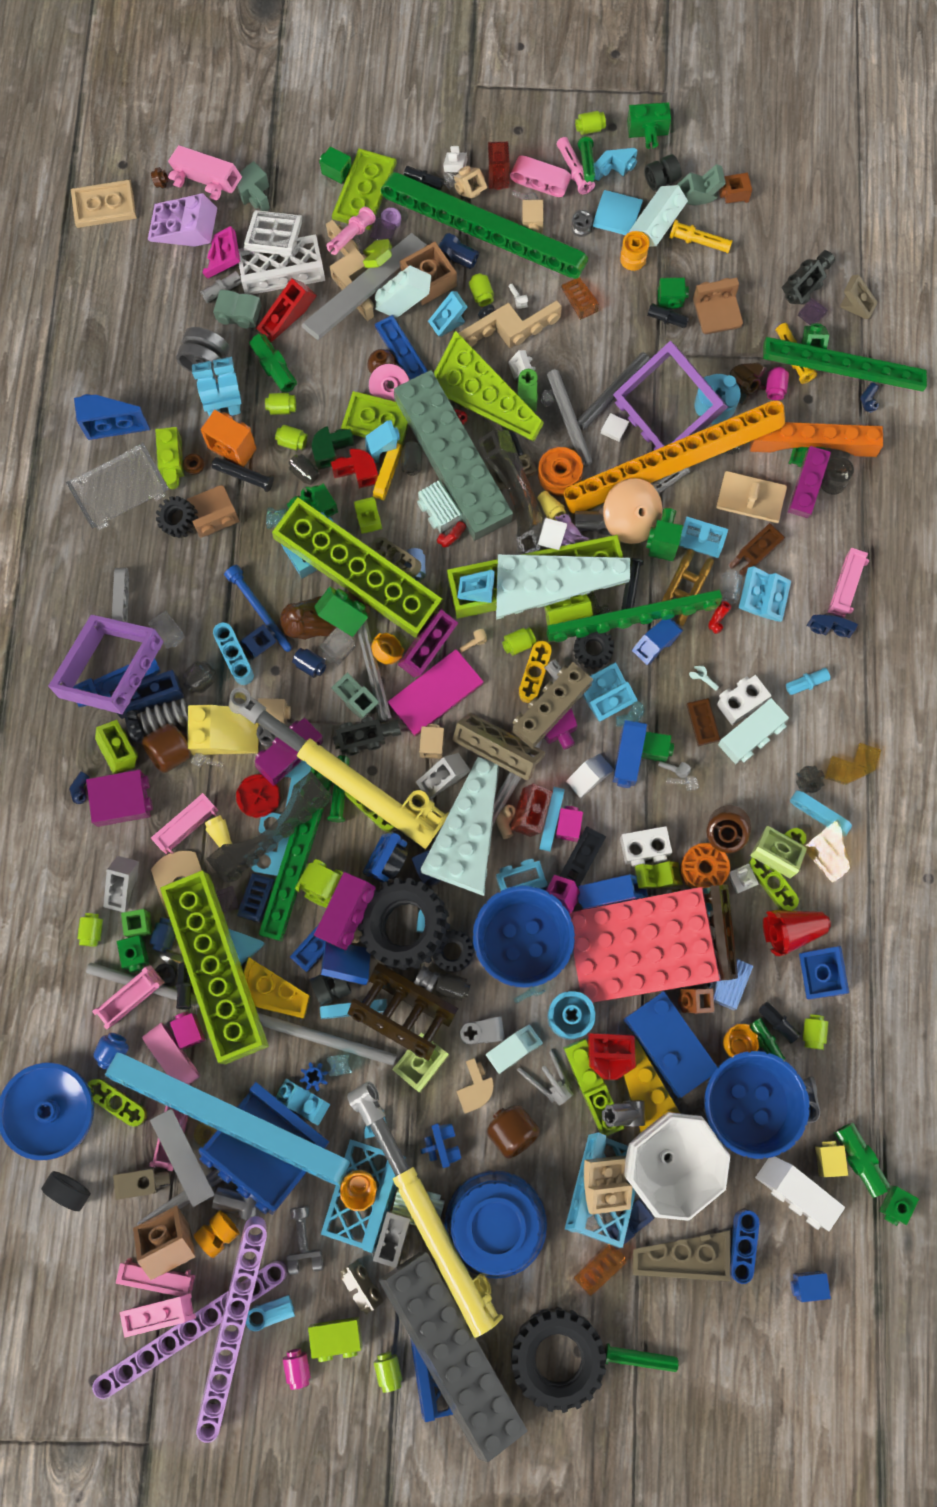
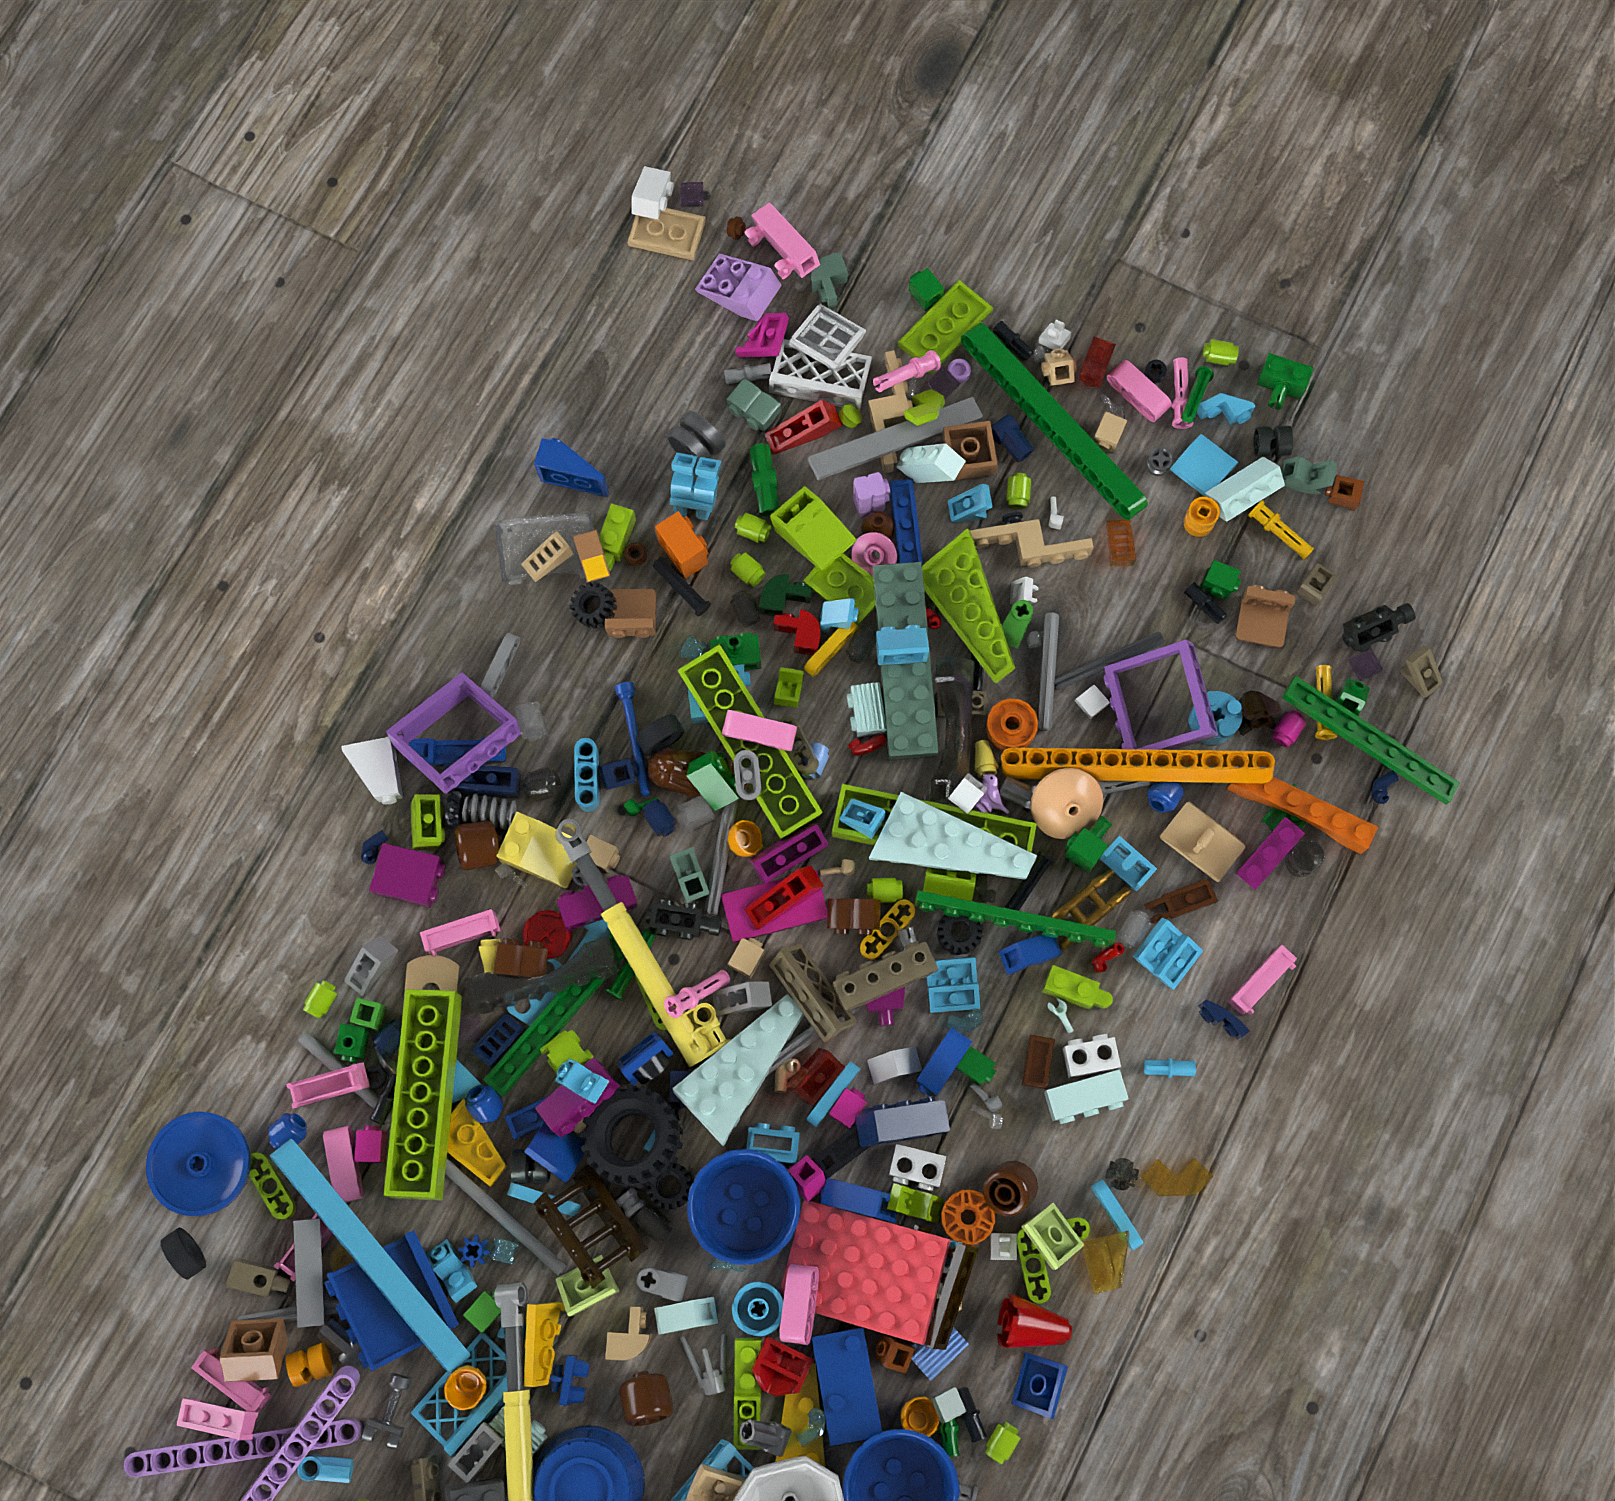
camera: 25 degrees right, 0 degrees up
(53, 721) = (377, 767): none -> white slope
(77, 176) = (651, 192): none -> white brick
(111, 167) = (692, 194): none -> clear purple tile
(115, 491) = (542, 551): none -> tan slope
(158, 475) = (591, 555): none -> medium nougat tile
(245, 823) = (520, 959): none -> reddish brown brick
(268, 953) = (484, 1103): none -> blue head
(279, 594) = (660, 734): none -> black tyre
(284, 665) = (633, 808): none -> green hand
(319, 286) = (850, 416): none -> lime tile
(329, 383) = (812, 528): none -> lime slope
(343, 894) = (581, 1080): none -> medium azure slope
(345, 1121) = (483, 1312): none -> bright green brick
(361, 551) = (759, 730): none -> bright pink beam
(364, 336) = (870, 493): none -> lavender brick
(367, 593) = (747, 775): none -> light grey plate
(401, 1117) = (540, 1333): none -> yellow wing
(415, 772) = (683, 1003): none -> bright pink pin
(440, 679) = (784, 896): none -> red slope
(447, 438) = (902, 646): none -> medium azure slope
(502, 670) = (853, 915): none -> reddish brown brick
(547, 151) = (1155, 364): none -> black bush
(603, 995) = (799, 1304): none -> bright pink beam
(619, 813) = (902, 1121): none -> brick
(661, 1089) = (815, 1427): none -> clear light blue arm
(706, 473) = (1165, 796): none -> blue head
(706, 652) = (1075, 989): none -> lime brick
(747, 267) = (1316, 584): none -> dark tan slope
(759, 1021) = (948, 1405): none -> tile

